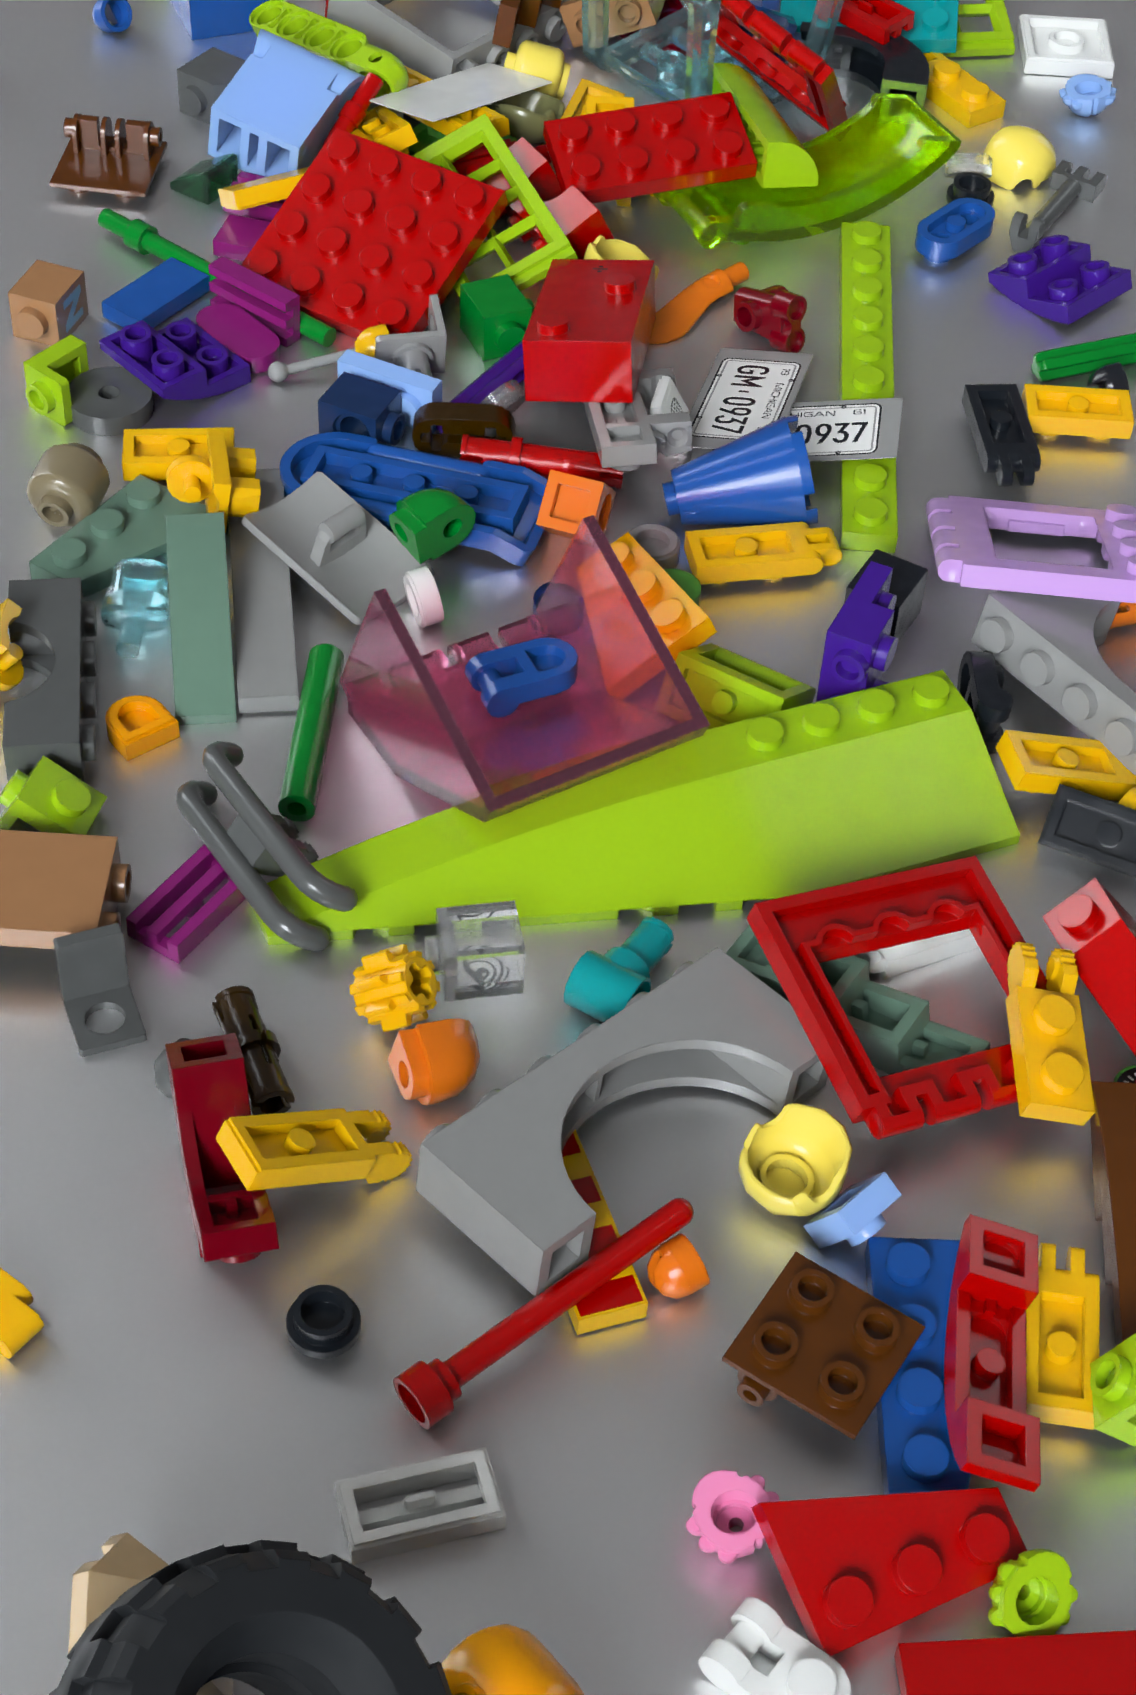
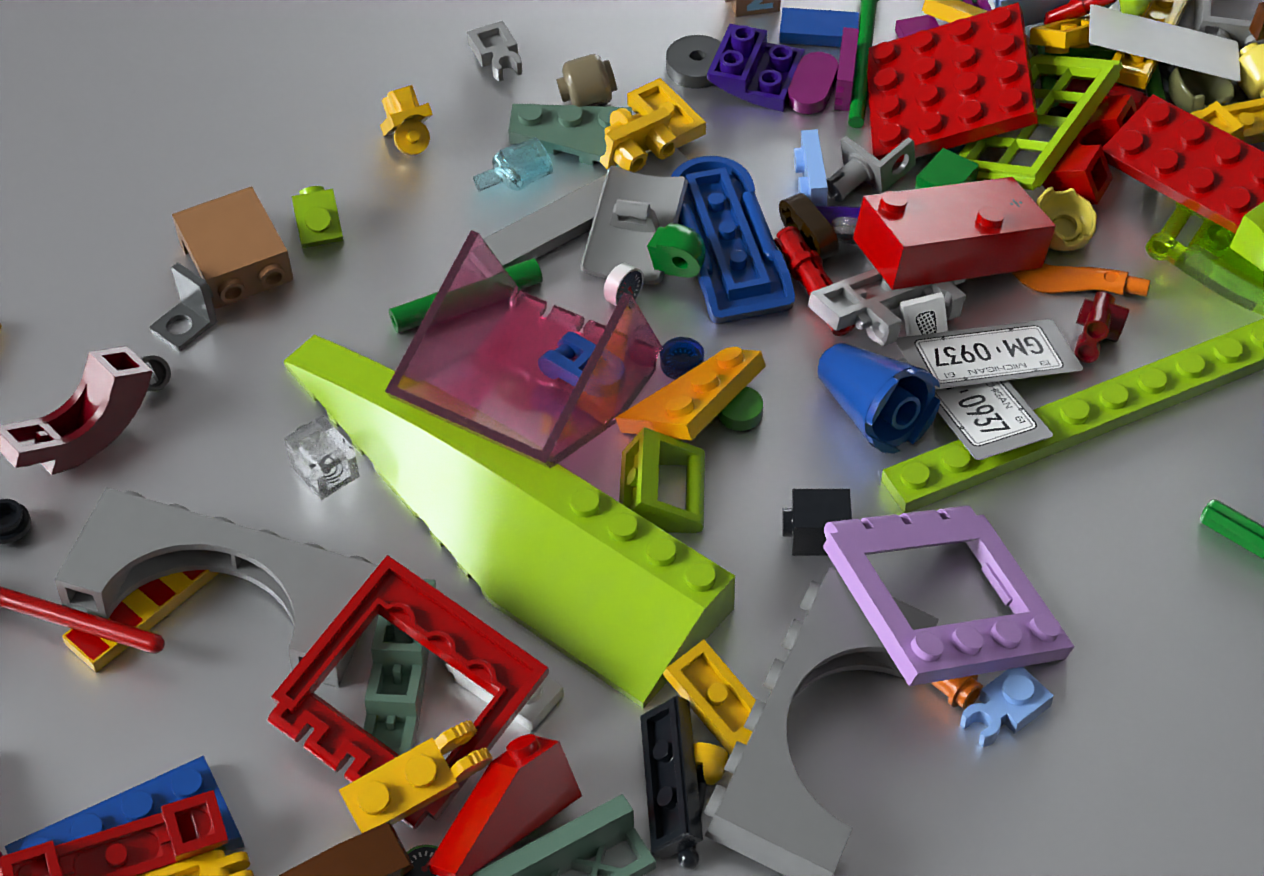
camera: 65 degrees right, 5 degrees up
(49, 378) = (682, 22): lime bracket -> none
(54, 643) = (373, 185): dark grey arch -> none
(139, 725) = (416, 221): light orange tile -> none
(180, 898) = (291, 309): magenta tile -> none
(200, 619) = (518, 190): sand green slope -> none
(257, 846) = (331, 313): dark grey piece -> none
(266, 1083) = (182, 396): dark brown pin -> none
(311, 1148) = (101, 447): yellow hinge -> none
(362, 409) = (774, 170): dark blue brick -> none
(364, 344) = (860, 137): light grey hinge -> none
(394, 988) = (274, 432): yellow gear -> none
(435, 1060) = (219, 479): orange piece -> none
(571, 499) = (763, 314): orange brick -> none
(607, 982) = (342, 533): teal pin -> none
(660, 543) = (781, 378): light grey tile -> none
(677, 1268) = (129, 668): orange hinge -> none
(760, 552) = (819, 433): yellow hinge -> none
(796, 1161) = (232, 688): light yellow hair -> none
(821, 1346) = (91, 761): reddish brown hinge -> none
(854, 1213) = (213, 739): light blue plate -> none
(859, 638) = (730, 517): dark purple plate -> none
(982, 688) = (757, 619): black plate -> none
(1002, 432) = (1091, 517): black hinge -> none
(1078, 411) = (1166, 554): yellow plate -> none
(1109, 377) = (1224, 563): black hinge -> none

